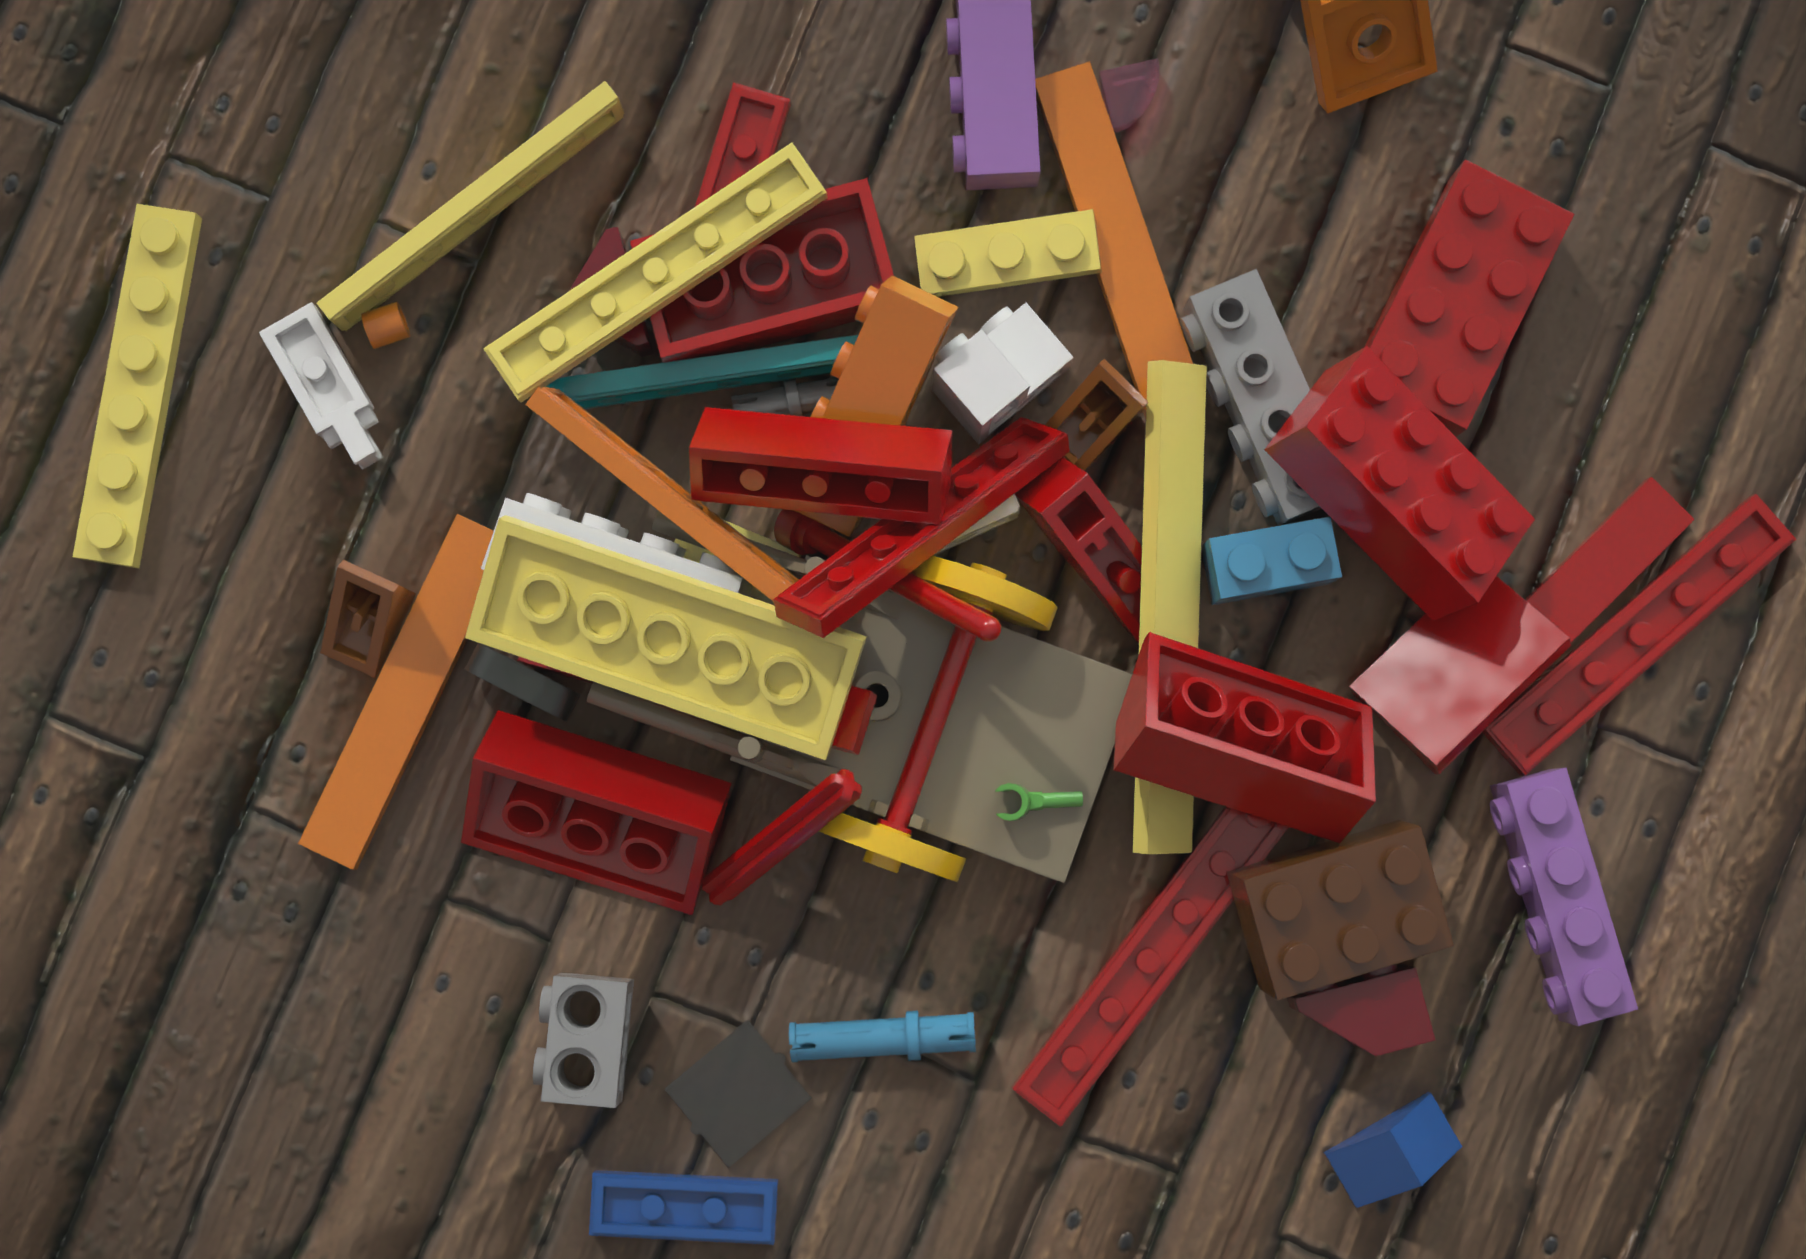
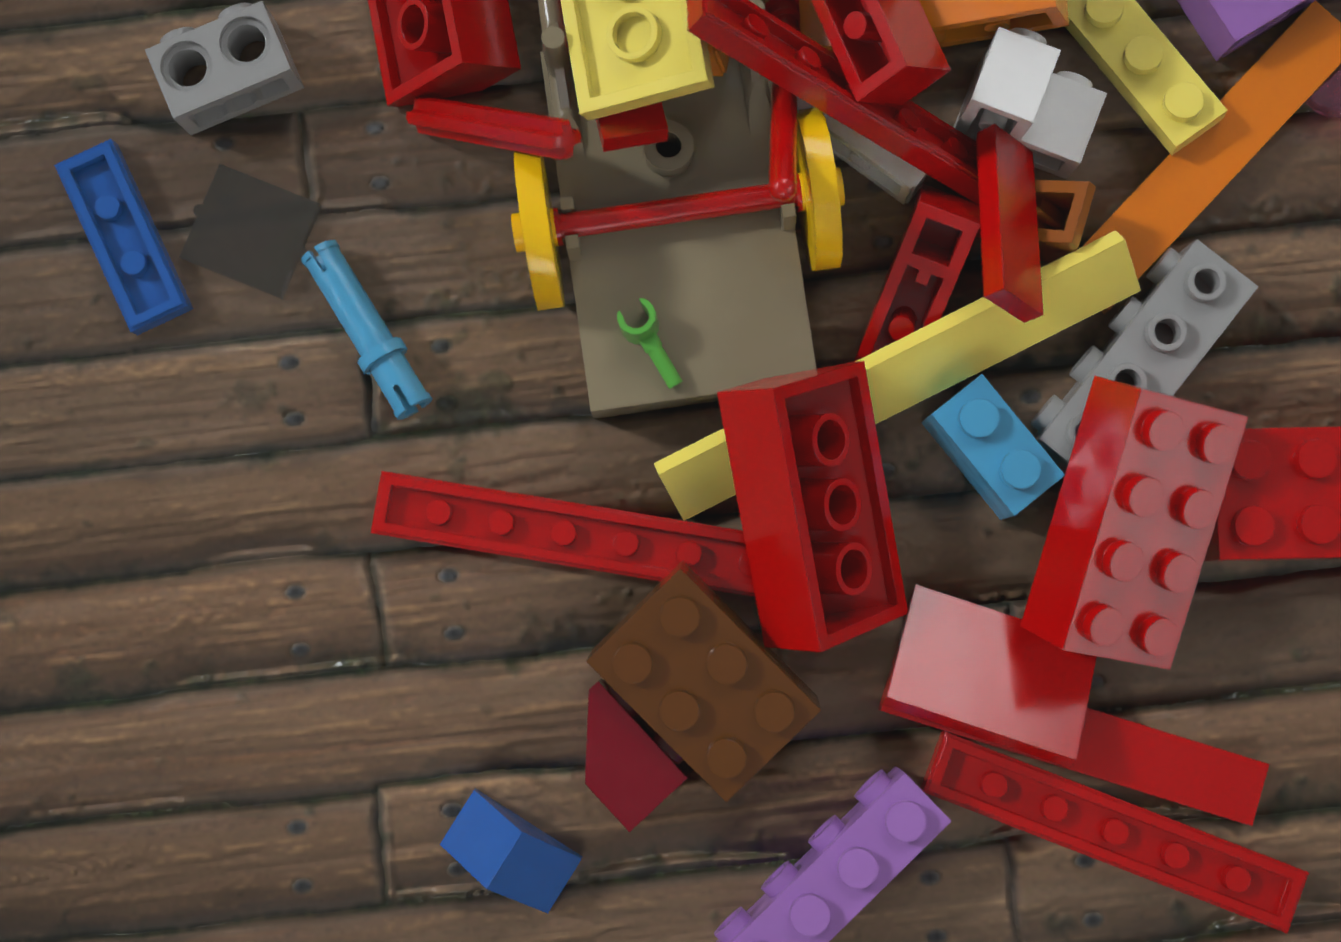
camera: 65 degrees right, 0 degrees up
(1097, 448) = (1009, 224): none -> red tile

